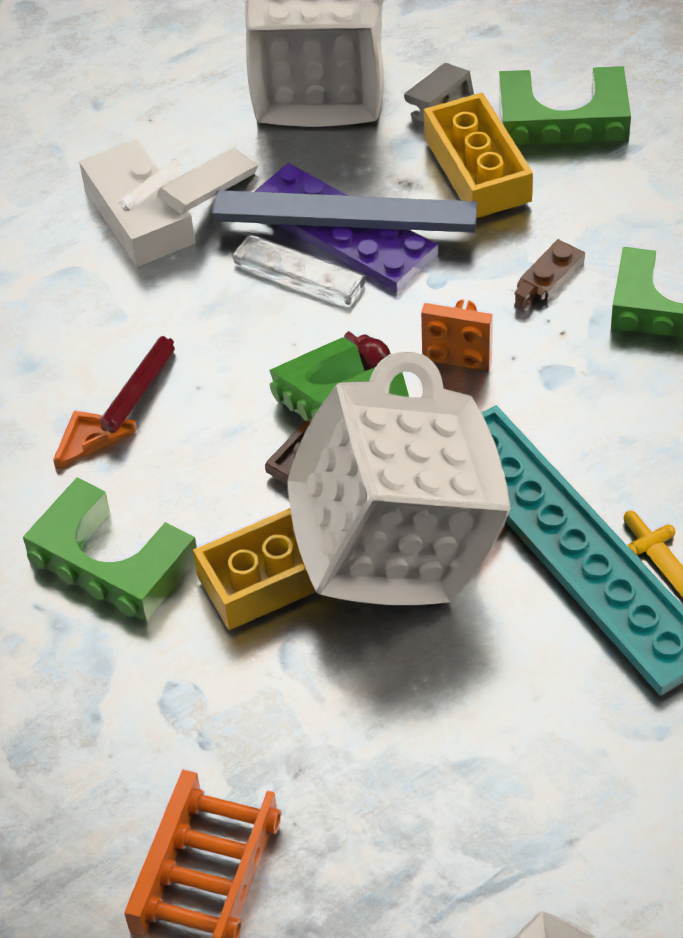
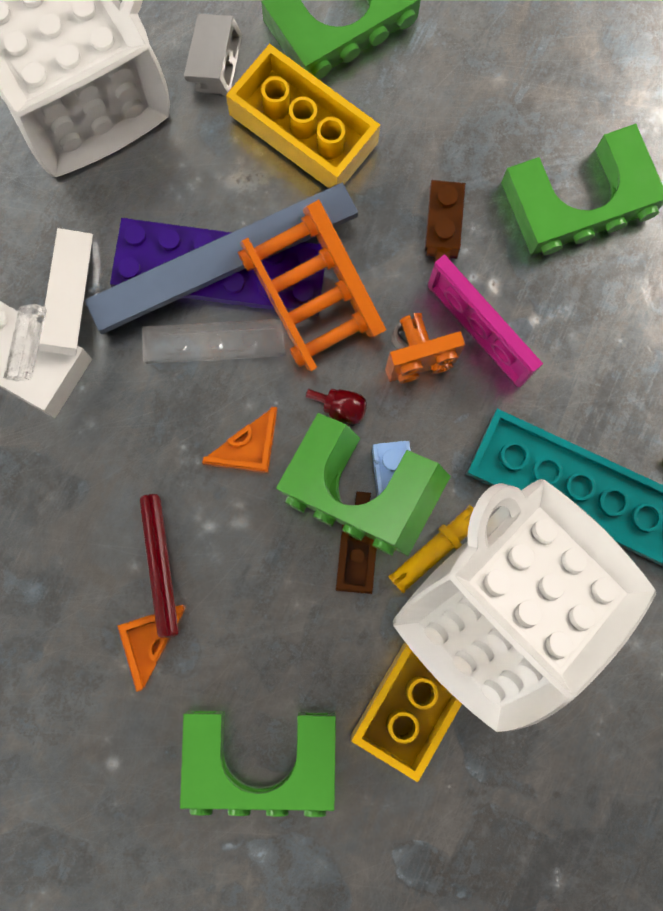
camera: 40 degrees left, 30 degrees up
(271, 347) = (248, 448): none -> orange tile
(428, 268) = (330, 256): none -> orange fence
(524, 336) = (483, 322): none -> dark pink tile

